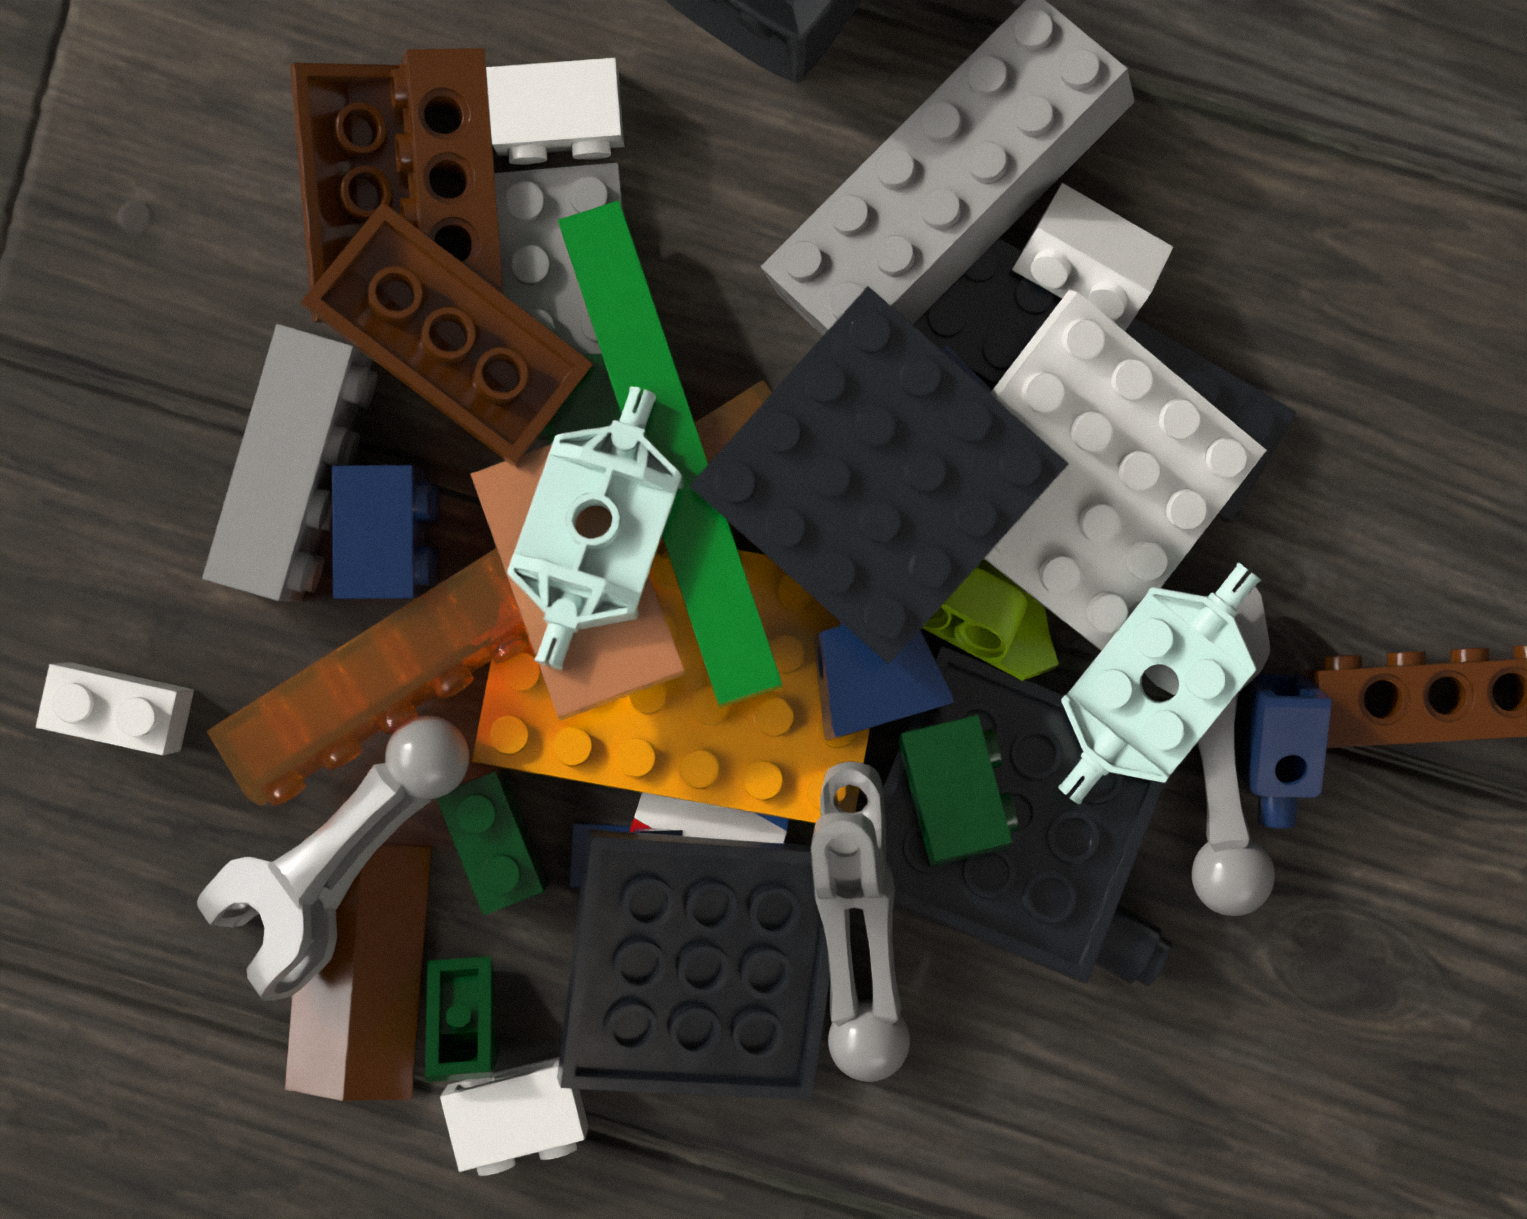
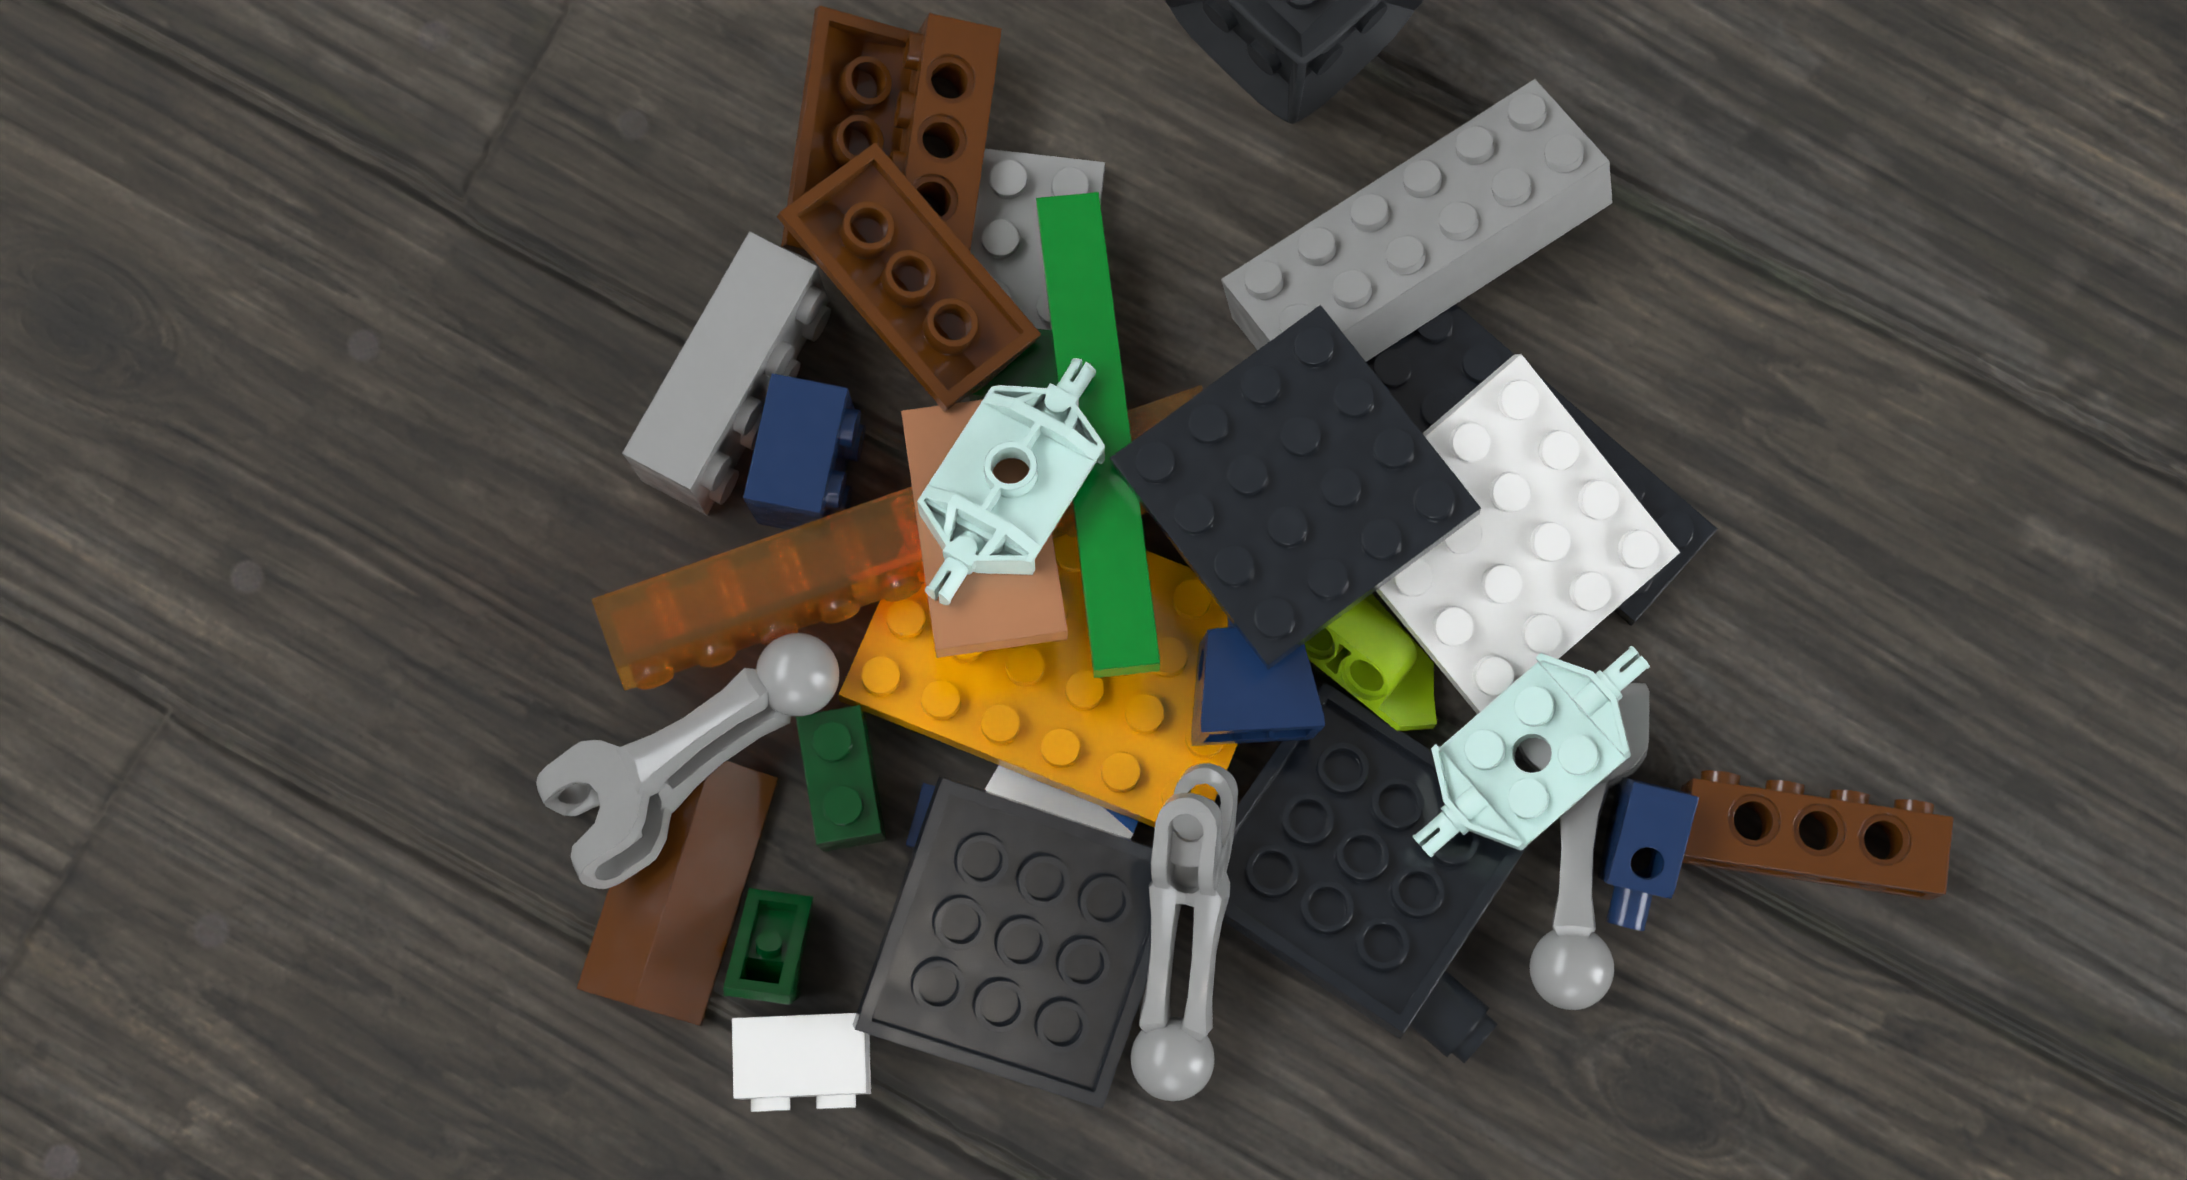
camera: 15 degrees right, 10 degrees down
(114, 708) = (503, 573): white brick -> none
(555, 109) = (1056, 101): white brick -> none
(957, 790) = (1310, 815): dark green brick -> none
(1095, 254) = (1549, 331): white brick -> none

